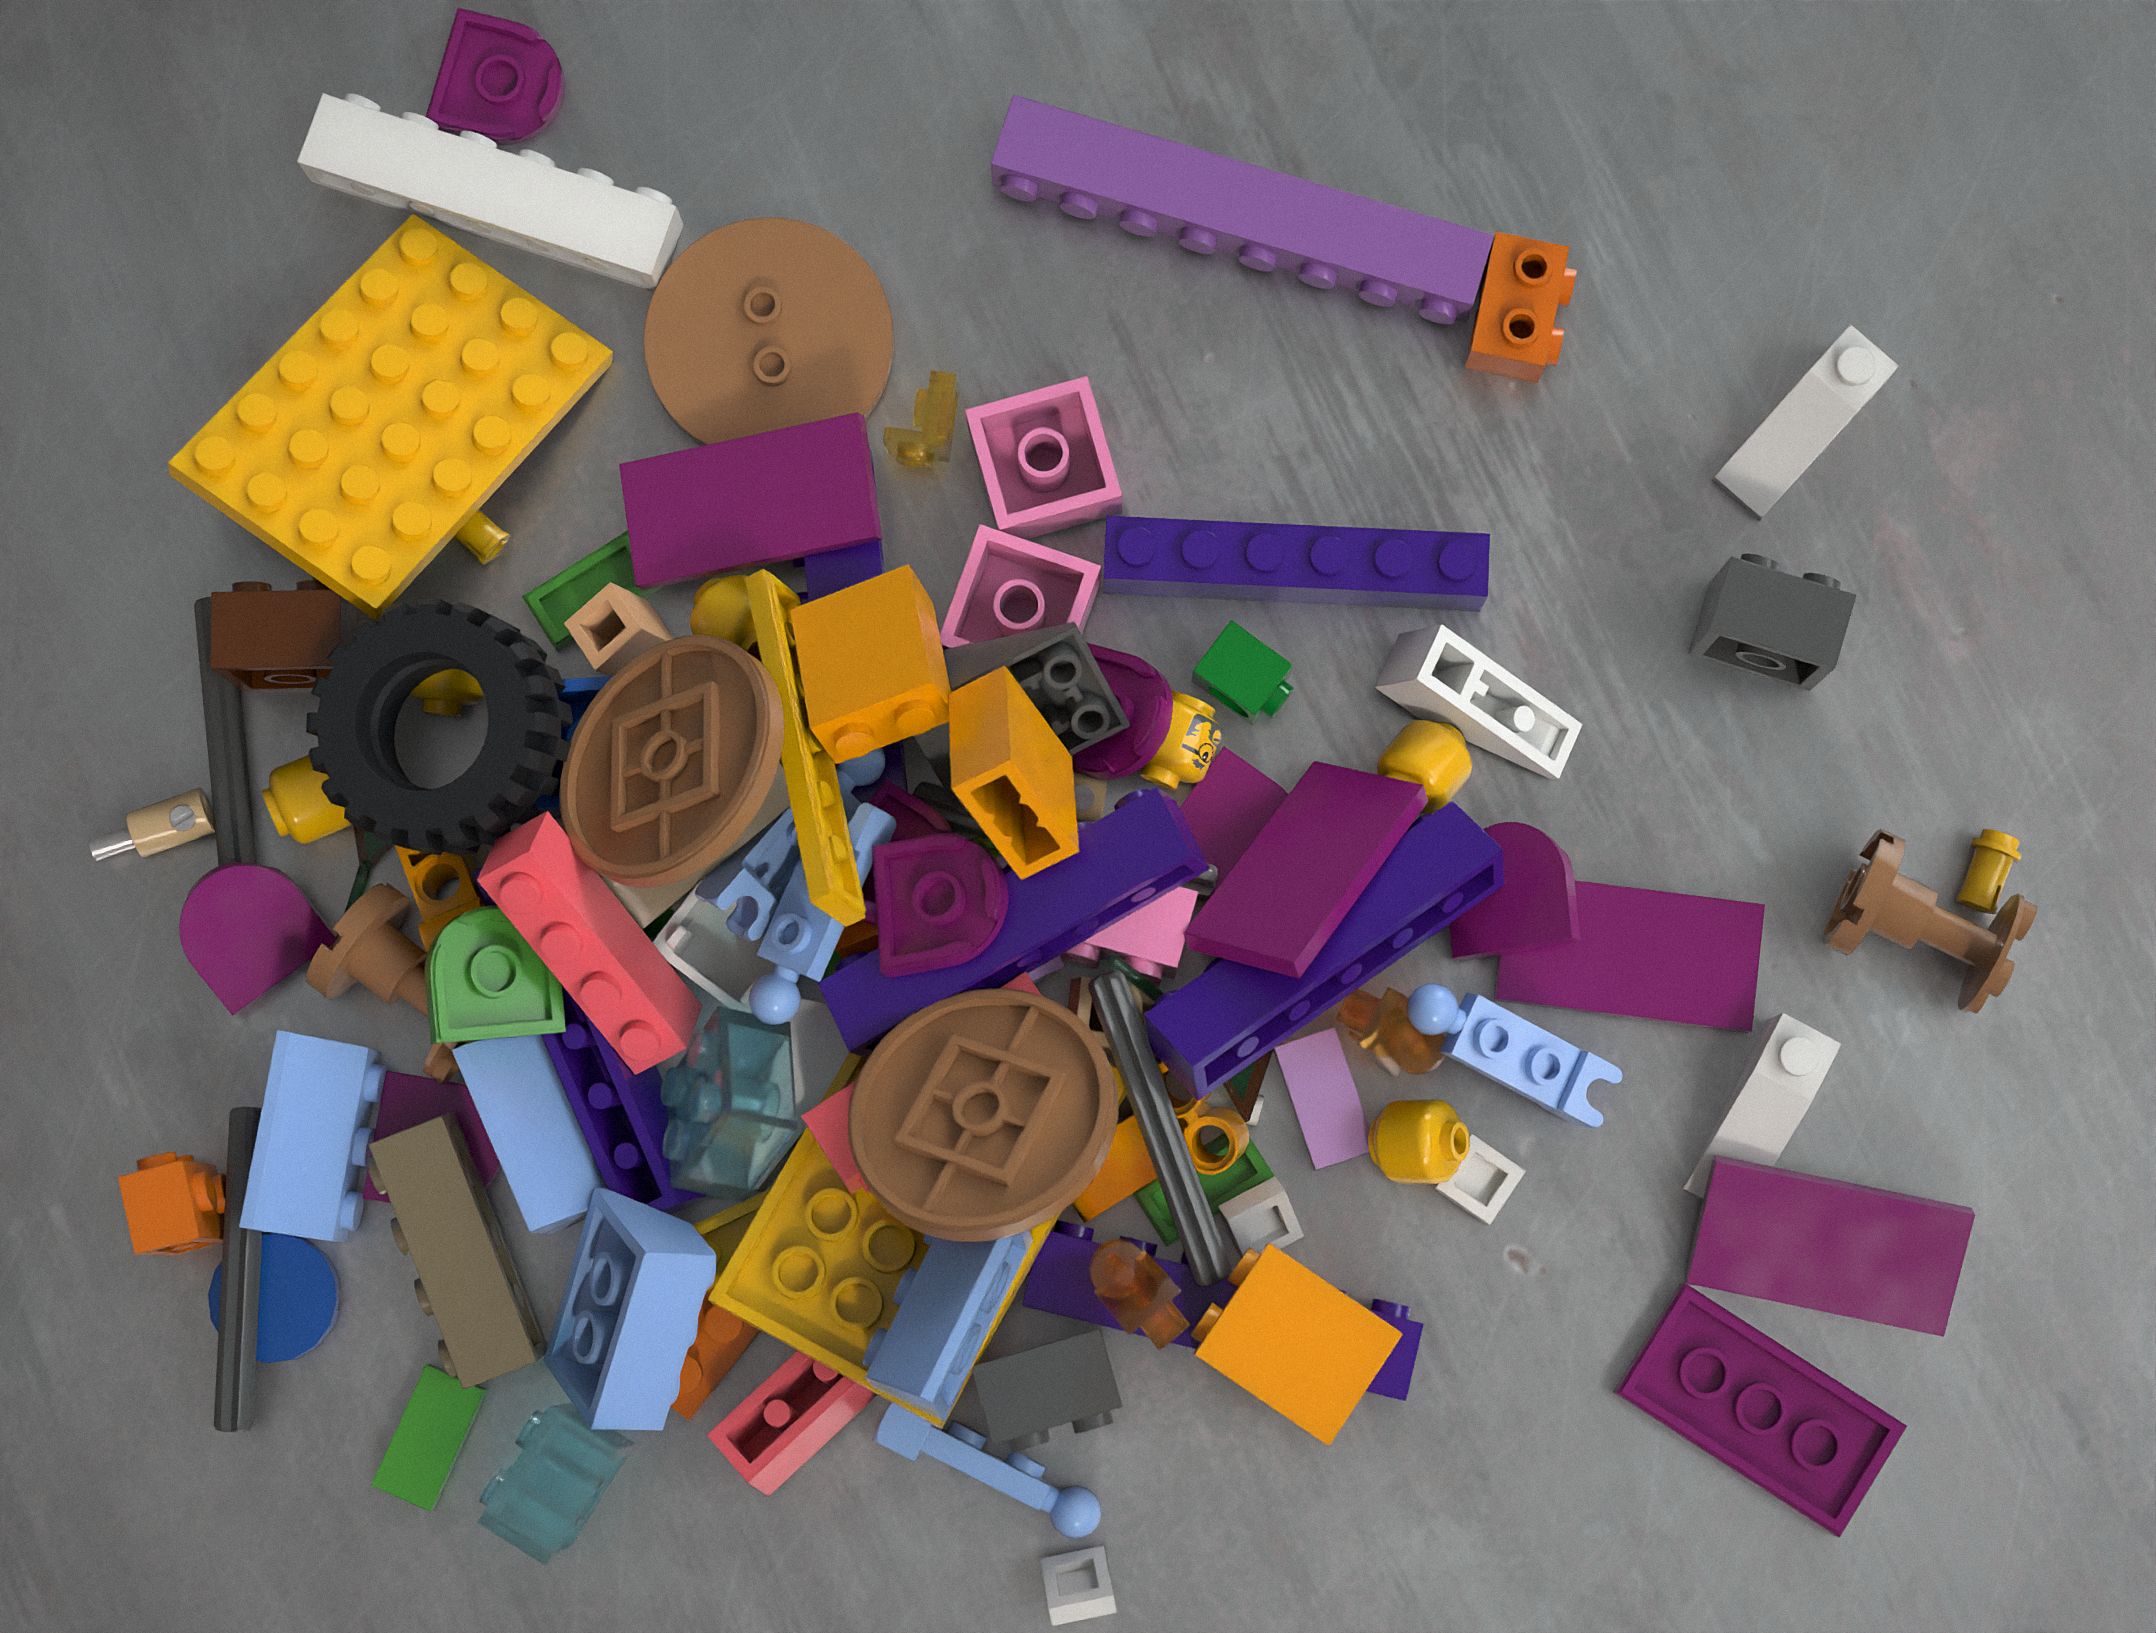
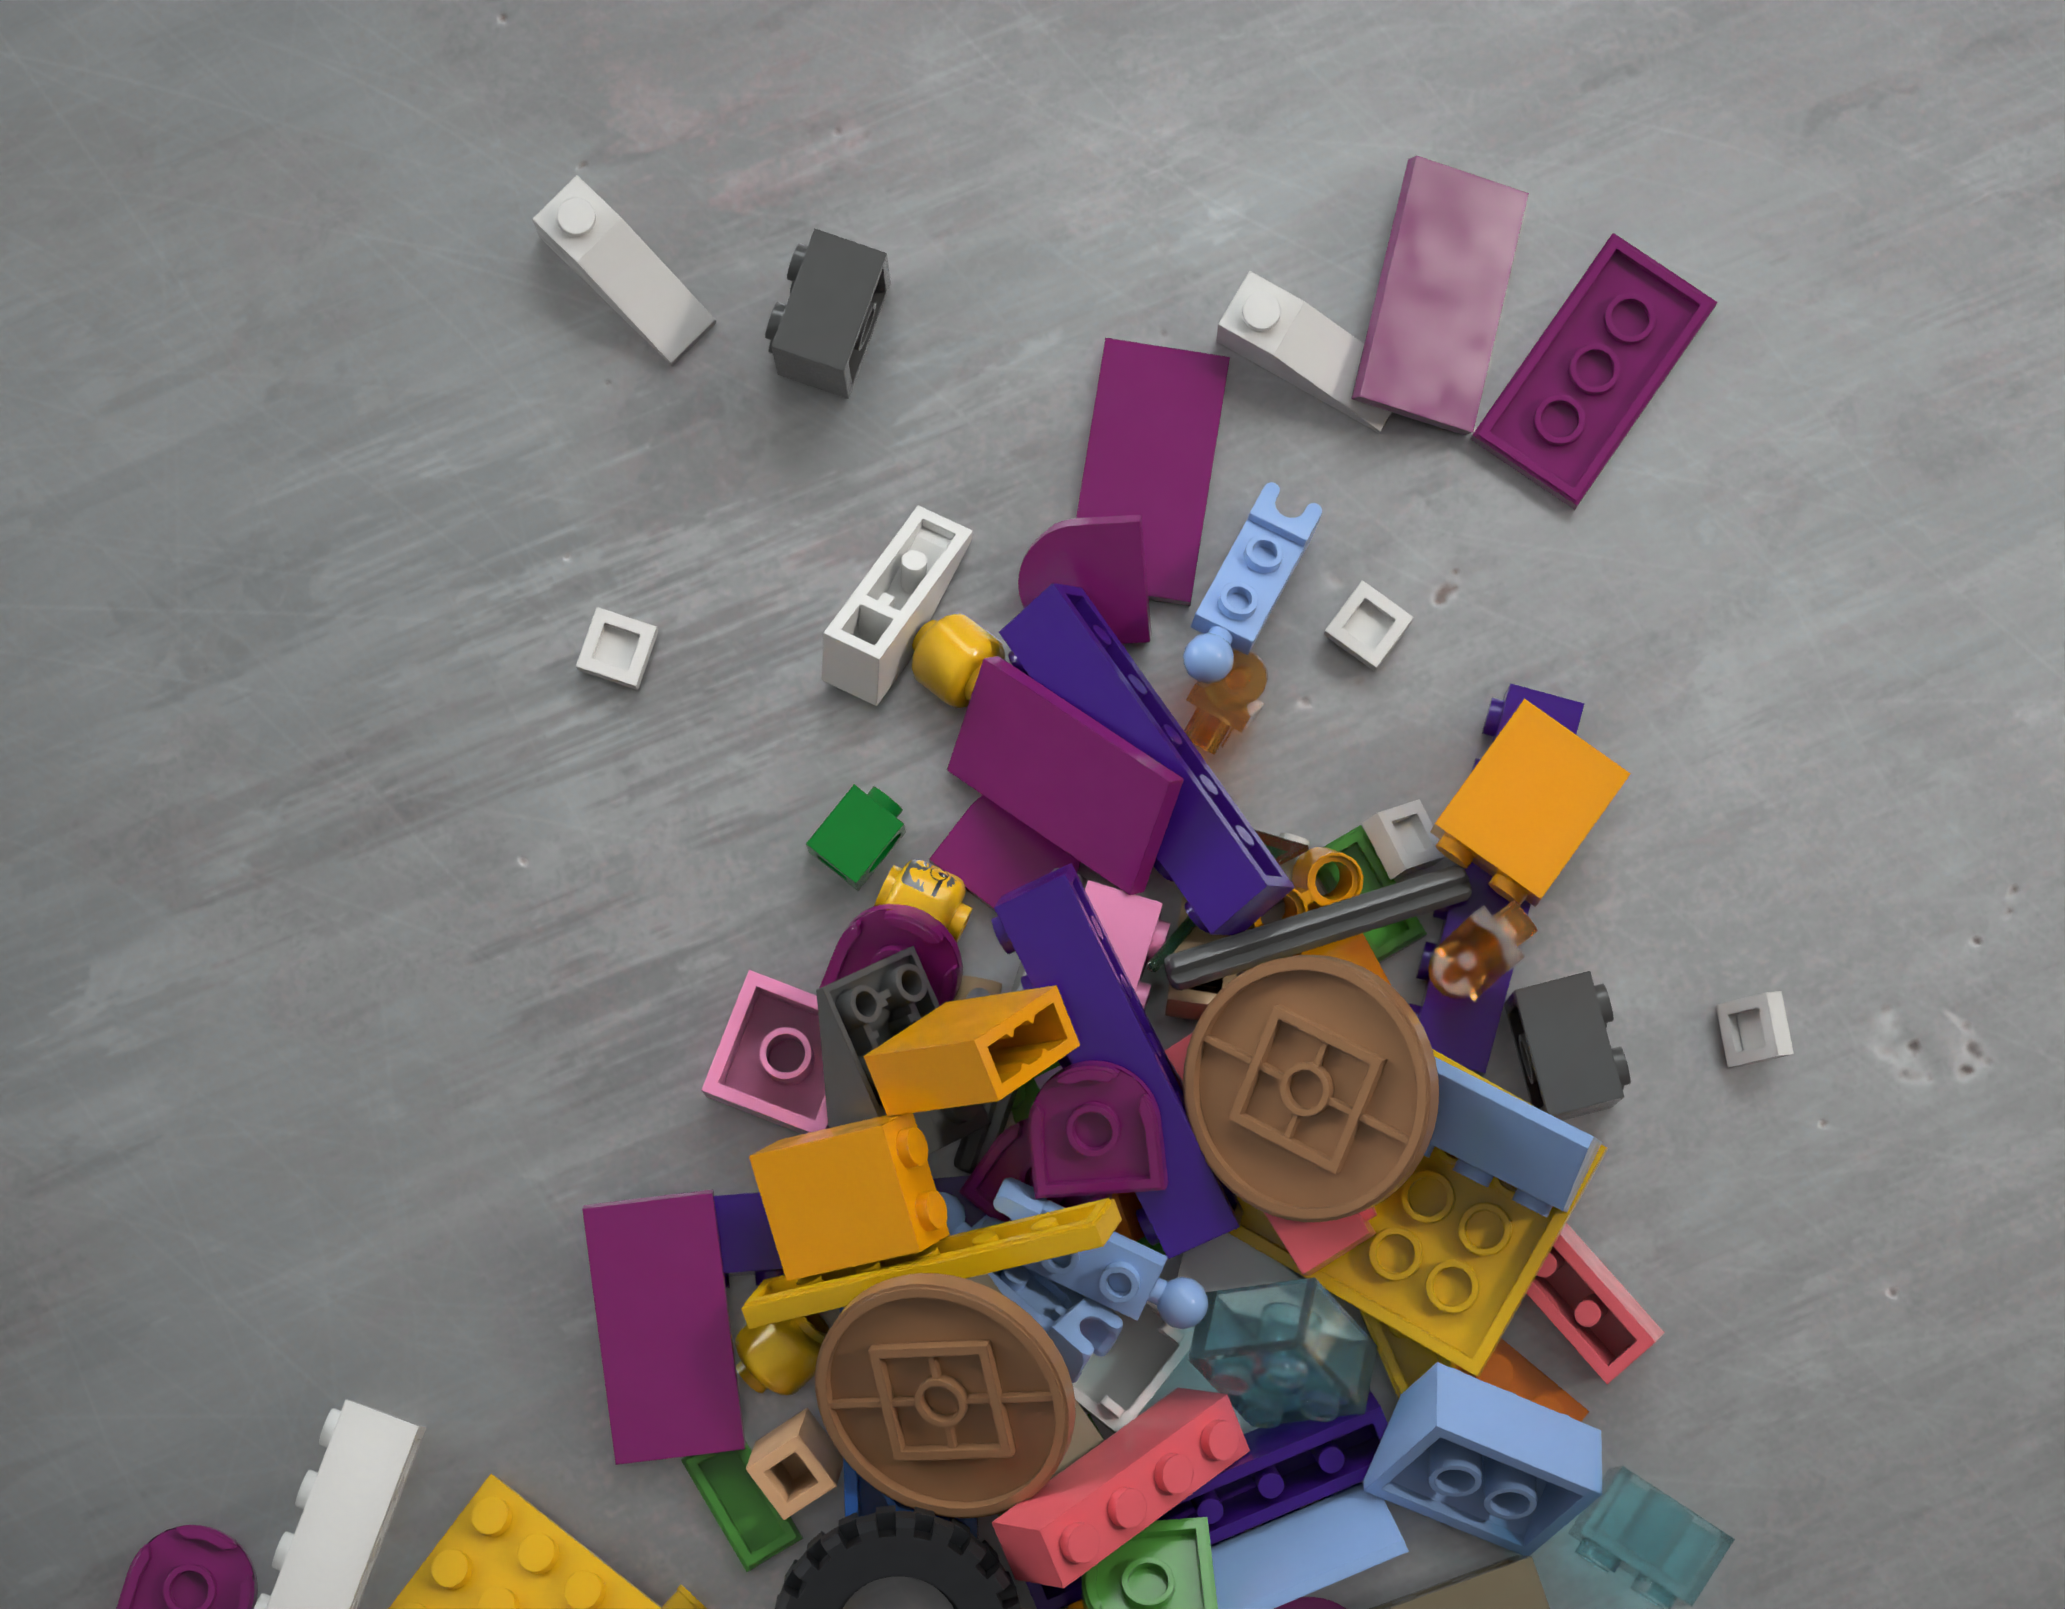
camera: 90 degrees left, 0 degrees up
(767, 331) = (480, 1312): medium nougat plate -> none
(936, 414) = (574, 1138): clear yellow bracket -> none
(1045, 460) = (632, 1027): bright pink brick -> none
(1072, 1510) = (1683, 1033): light blue plate -> none
(1239, 210) = (374, 822): medium lavender brick -> none
(1296, 563) = (747, 779): dark purple brick -> none
(1324, 1098) = (1286, 772): lavender tile -> none
(1418, 1141) = (1331, 681): yellow head -> none
(1422, 434) = (617, 648): none -> white plate
(1519, 306) = (491, 545): orange brick -> none
(1906, 911) = (1121, 202): medium nougat piece -> none
(1988, 870) = (1078, 122): yellow pin -> none

